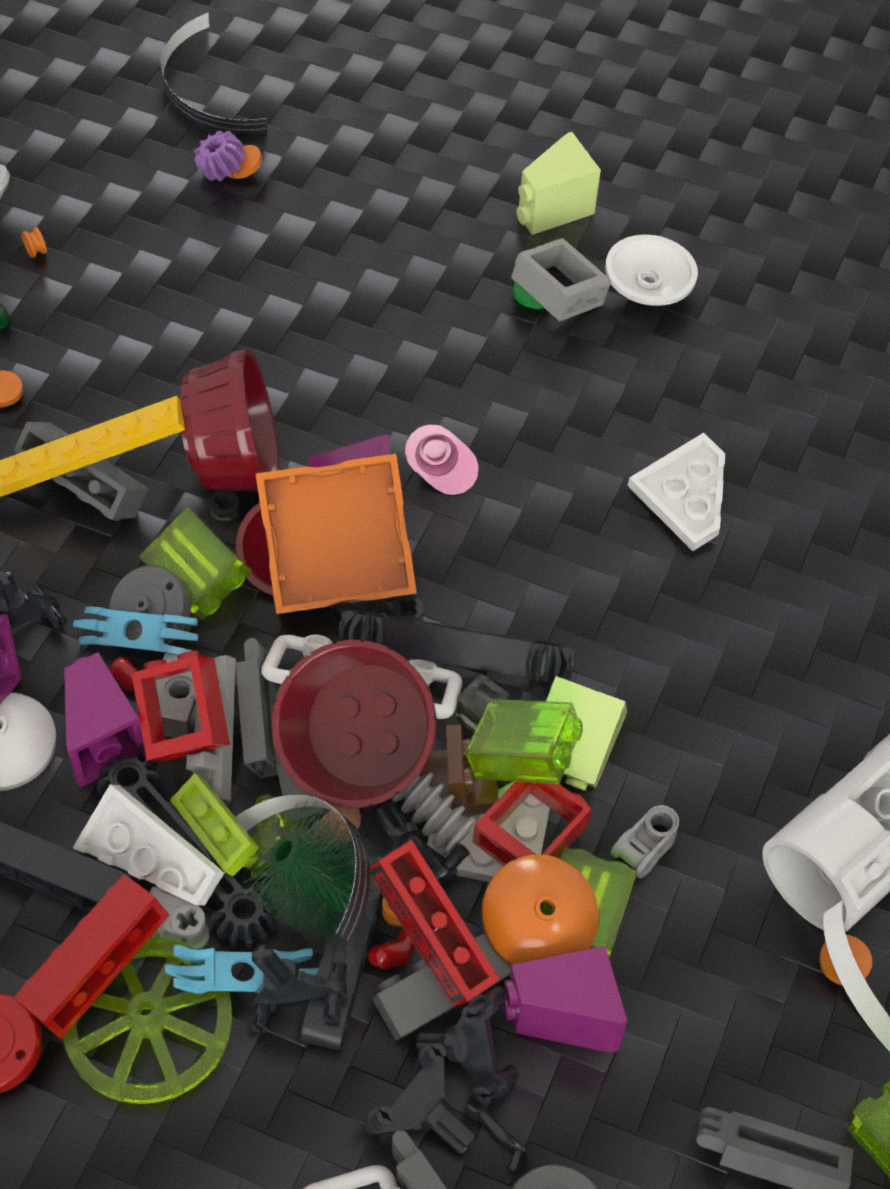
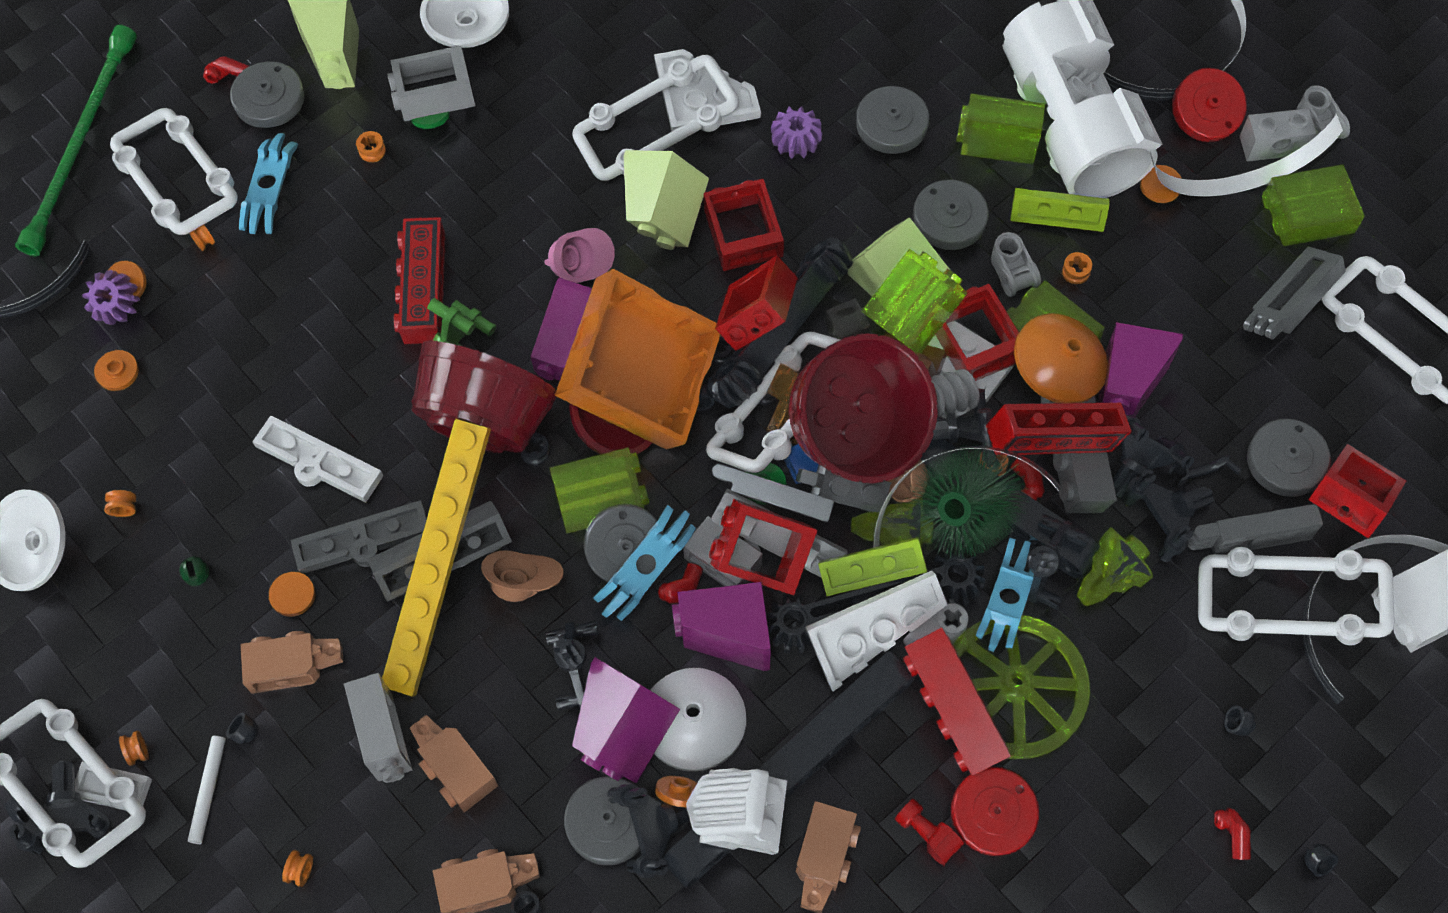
camera: 60 degrees left, 10 degrees up
(62, 402) = (359, 538): none -> dark grey hinge
(83, 536) = (520, 575): none -> nougat piece
(135, 354) = (317, 460): none -> white hinge
(160, 193) = (116, 370): none -> orange piece
(255, 89) = (34, 235): none -> green hose
(307, 393) = (458, 321): none -> bright green axle
(314, 189) = (202, 237): none -> orange bush
(325, 1069) = (1115, 568): none -> clear neon green rock
(352, 354) = (421, 278): none -> red brick
(360, 117) = (165, 210): none -> white bar
(374, 216) = (267, 198): none -> medium azure piece
(455, 609) = (757, 302): none -> red window
(476, 260) = (368, 138): none -> orange bush
(480, 175) = (267, 94): none -> dark grey wheel
(490, 137) = (221, 68): none -> red arm
(532, 492) = (662, 196): none -> yellowish green slope
(532, 599) = (751, 249): none -> red window
(652, 497) = (680, 74): none -> white bar
(675, 758) = (951, 214): none -> dark grey wheel
(686, 897) = (1069, 273): none -> orange bush
(690, 584) = (796, 132): none -> medium lavender gear
(736, 843) = (1059, 209): none -> lime hinge
(759, 663) = (892, 119): none -> dark grey wheel
(801, 756) = (1001, 128): none -> clear neon green brick

